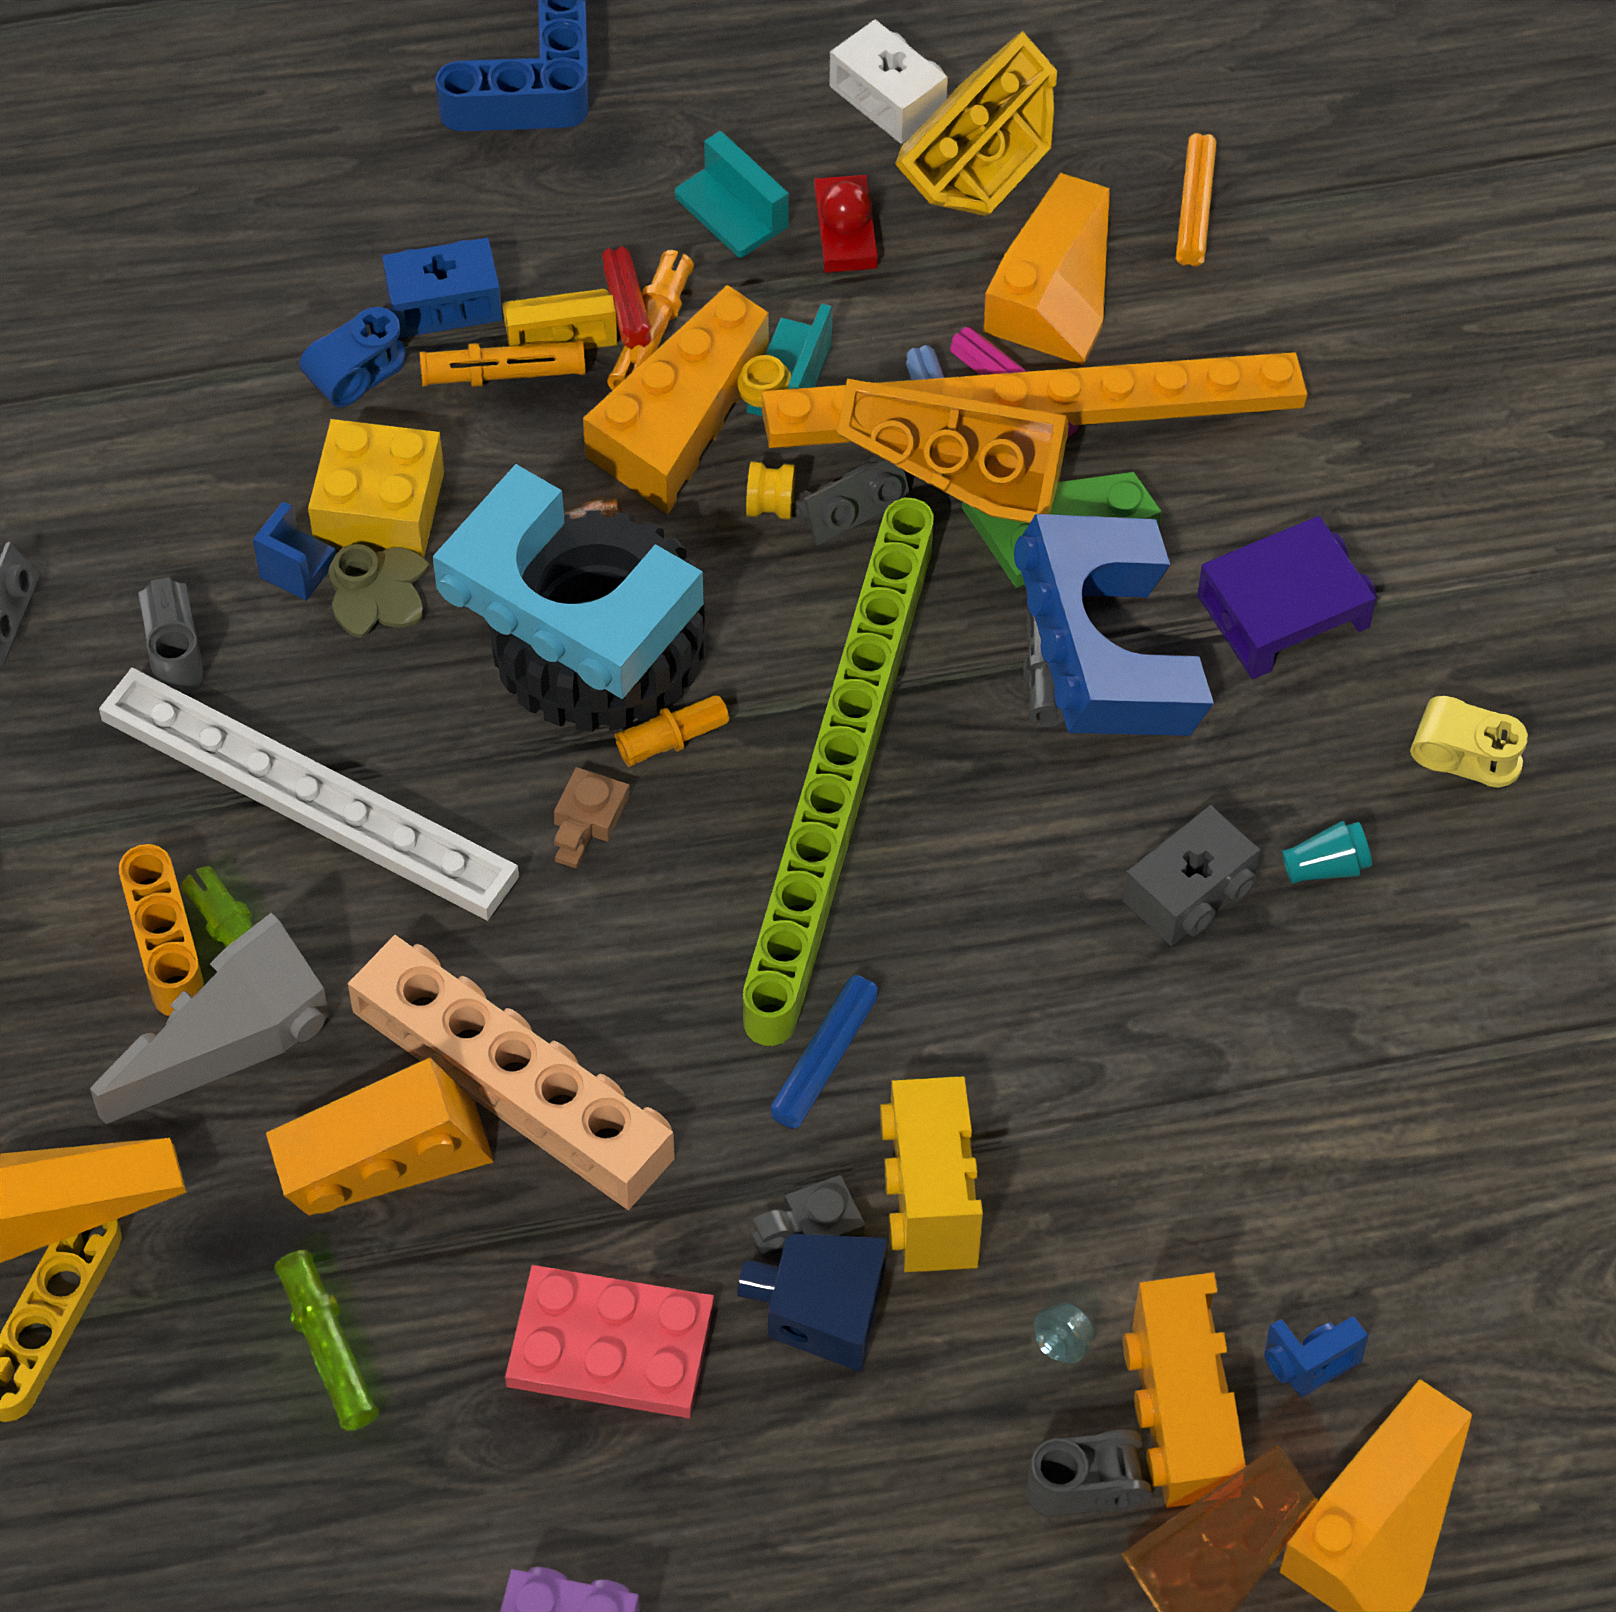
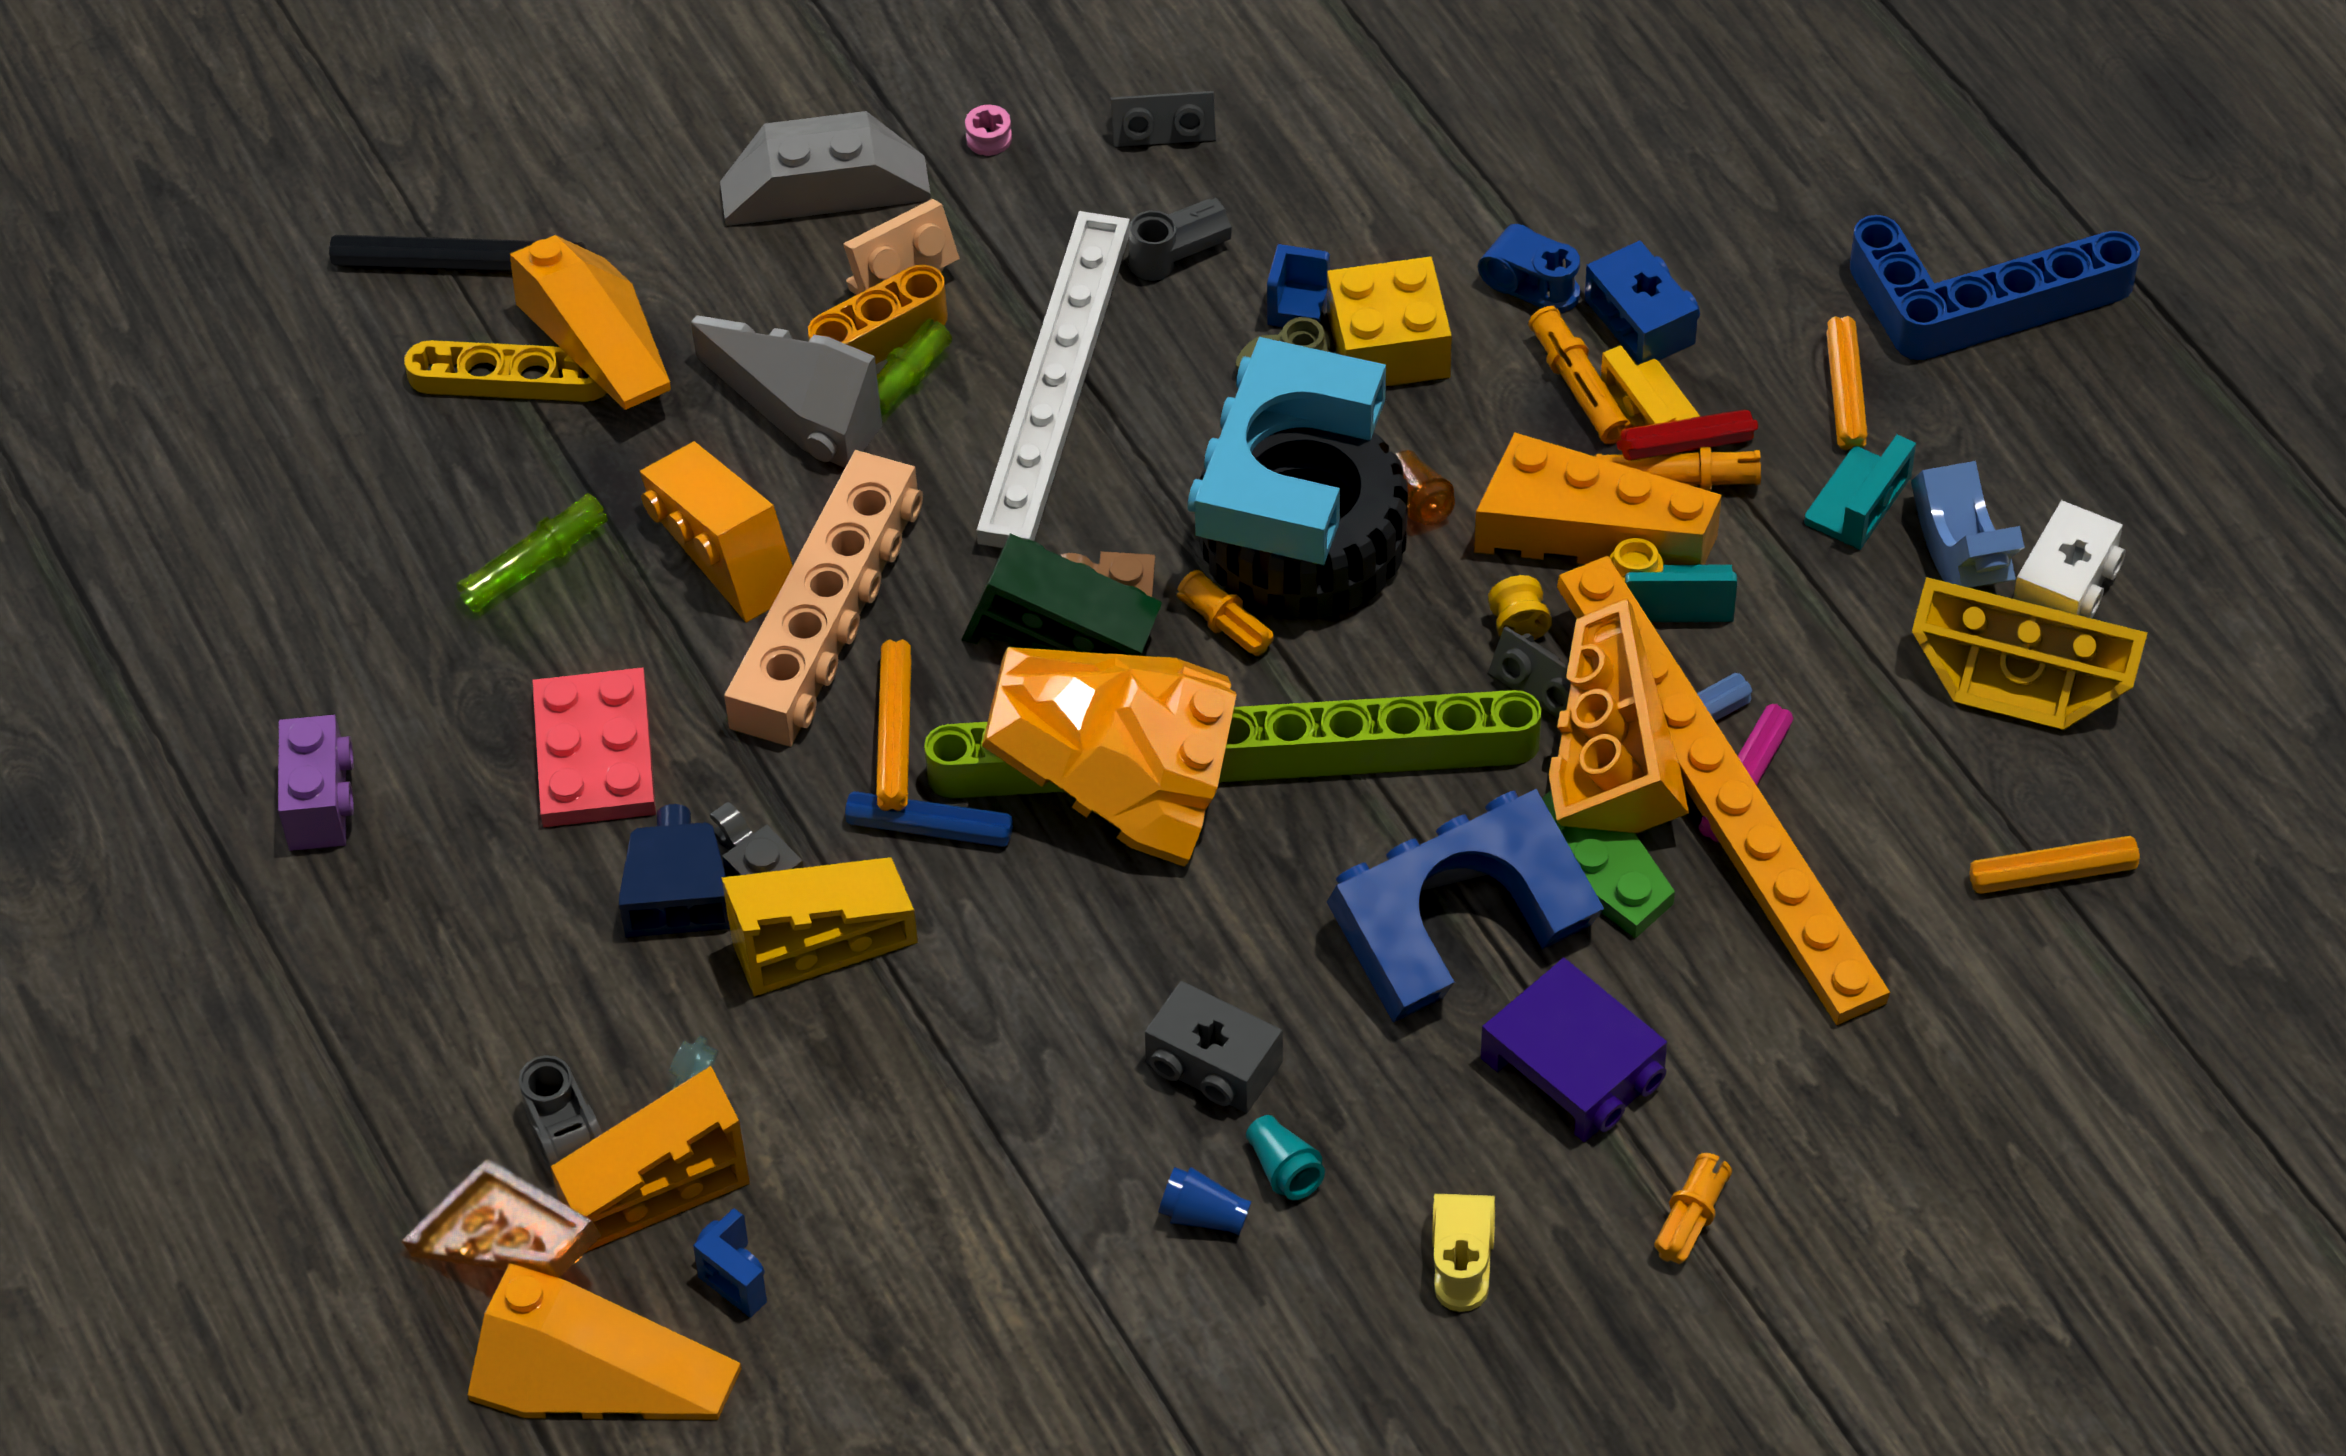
camera: 75 degrees right, 5 degrees down
(89, 881) = (905, 241): none -> light nougat bracket
(600, 170) = (1846, 382): none -> light orange axle
(621, 859) = (1059, 605): none -> dark green wedge
(706, 1046) = (894, 725): none -> light orange axle
(824, 835) = (1118, 735): none -> light orange wedge
(831, 142) = (1960, 529): none -> medium blue arch
(845, 223) = (1876, 586): red tile -> none
(1054, 274) = (1891, 764): light orange wedge -> none
(1357, 937) = (1202, 1203): none -> blue cone
(1475, 563) = (1692, 1208): none -> light orange axle

